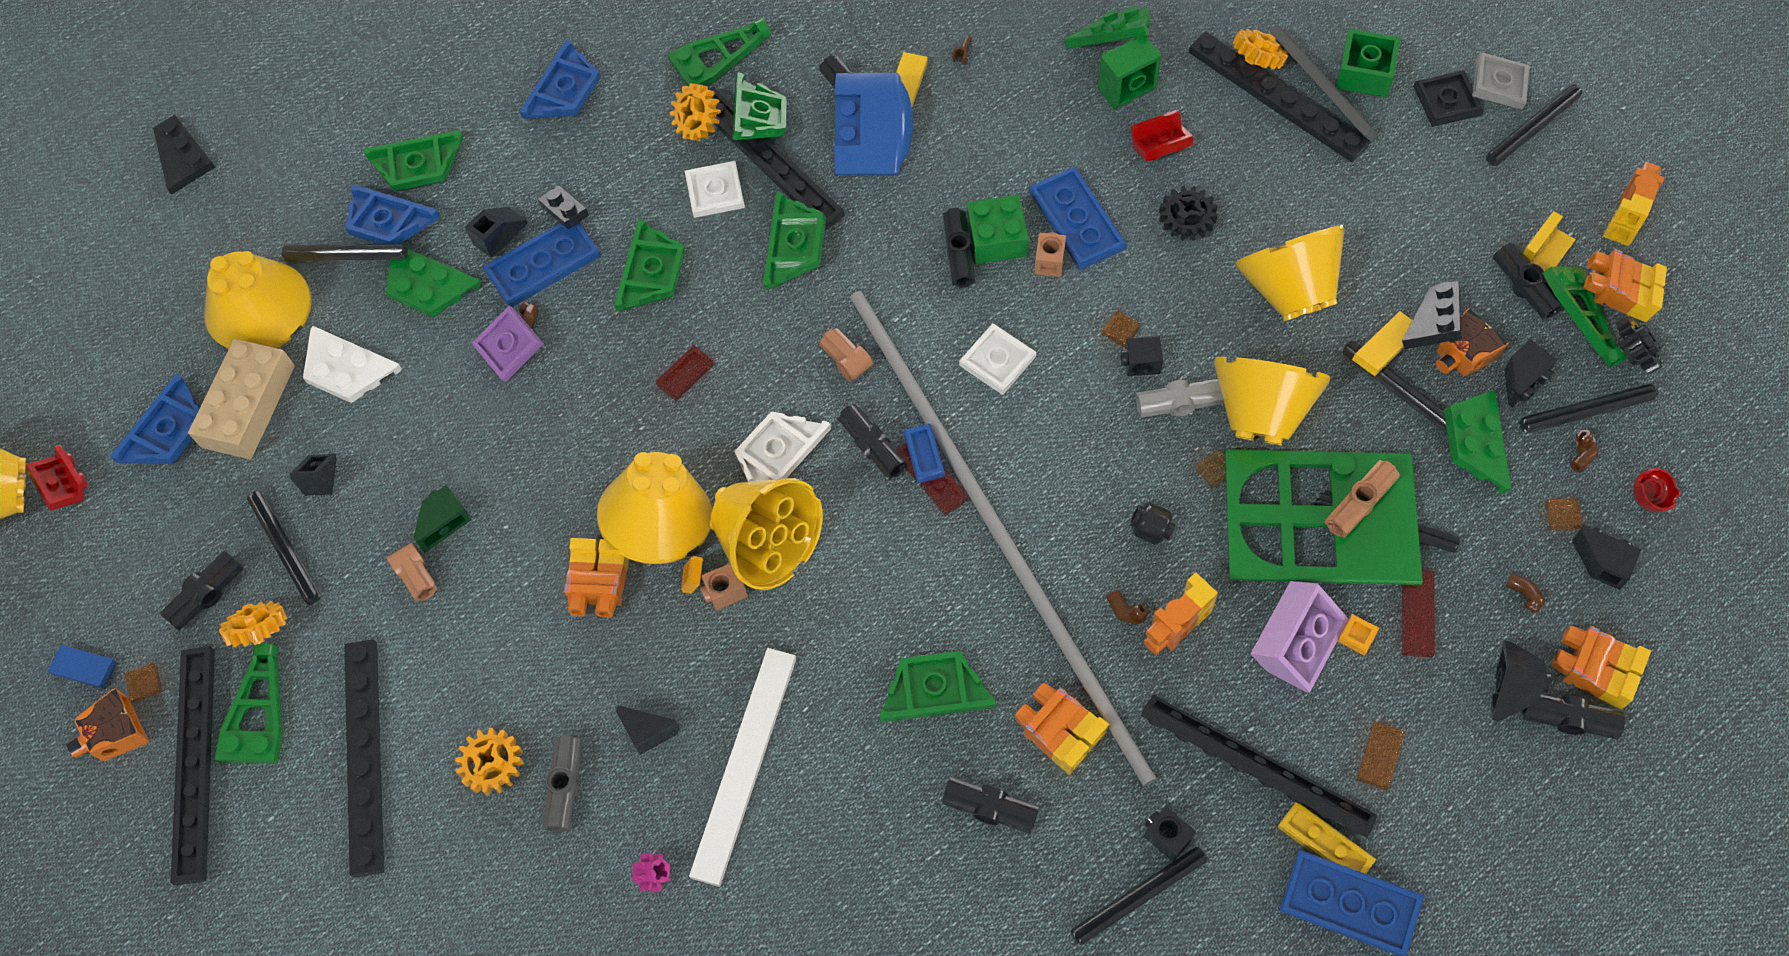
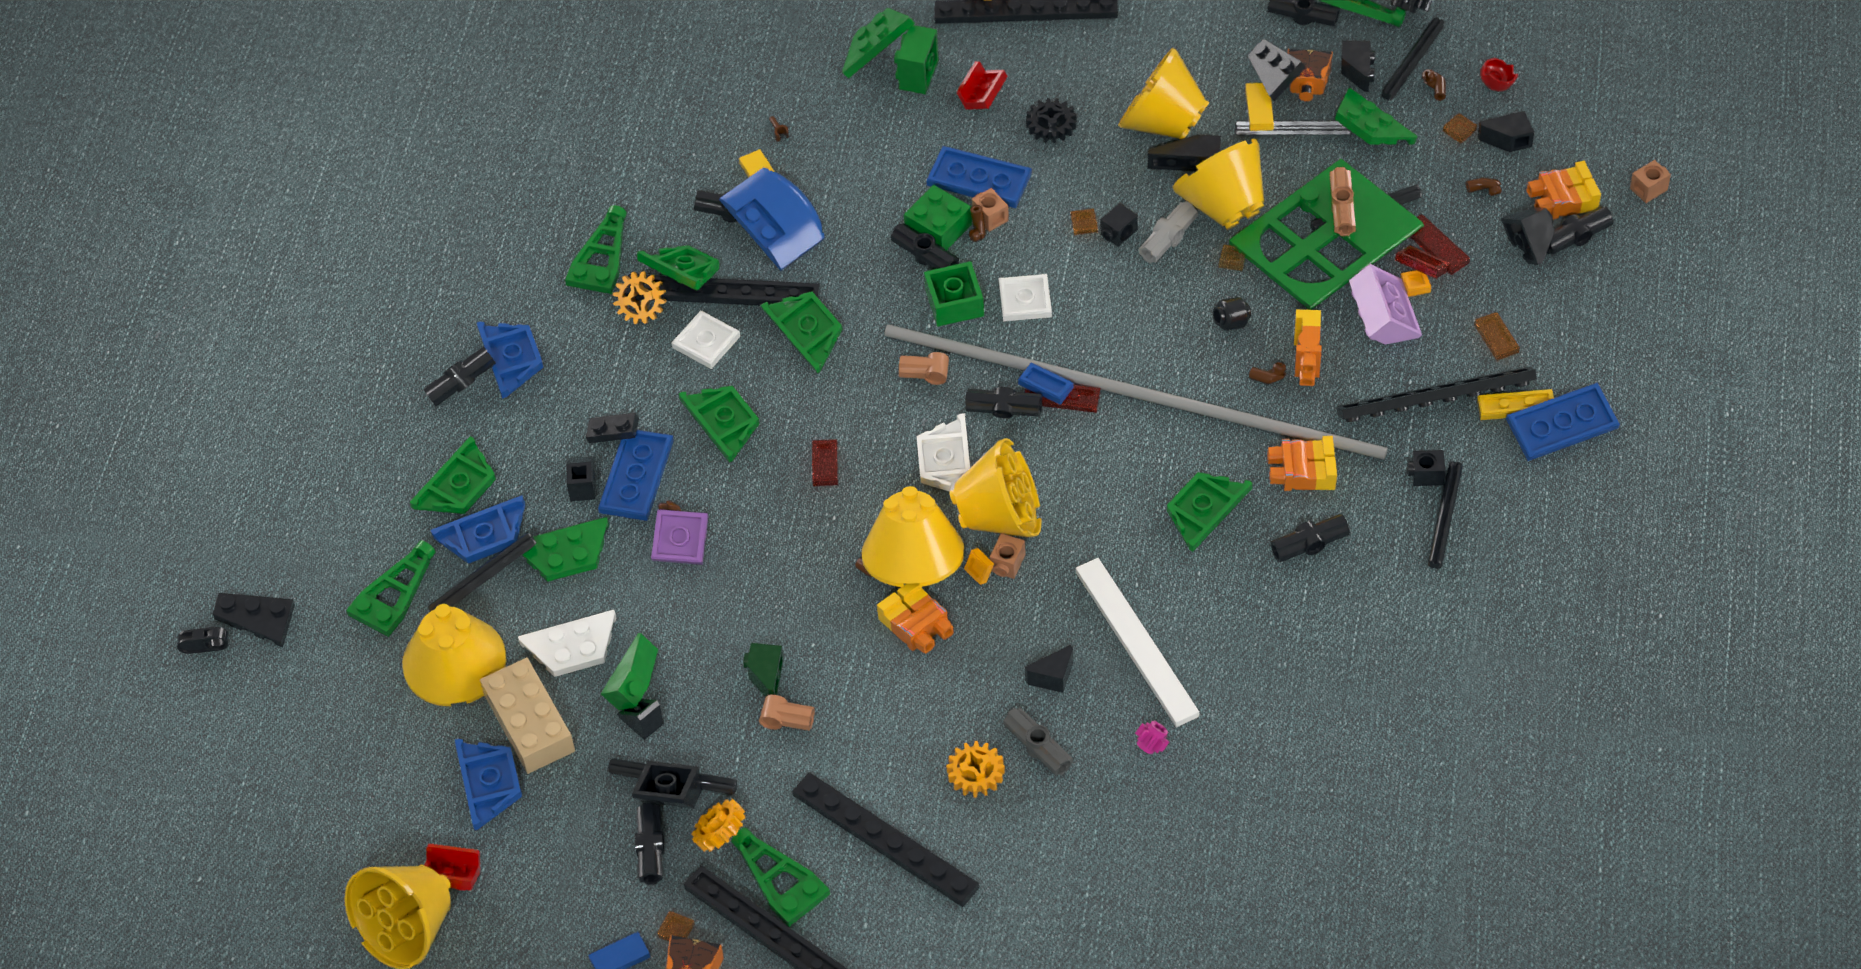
camera: 45 degrees left, 10 degrees down
(123, 143) = (202, 640): none -> black piece
(250, 213) = (376, 613): none -> green plate
(250, 556) = (668, 784): none -> black slope
(347, 431) = (631, 675): none -> green slope
(504, 73) = (459, 376): none -> black piece
(935, 307) = (954, 294): none -> green brick
(1029, 256) = (978, 232): none -> reddish brown arm
(1274, 338) = (1184, 153): none -> black slope
(1382, 620) = (1422, 262): none -> clear red tile
(1693, 733) = (1650, 181): none -> nougat brick

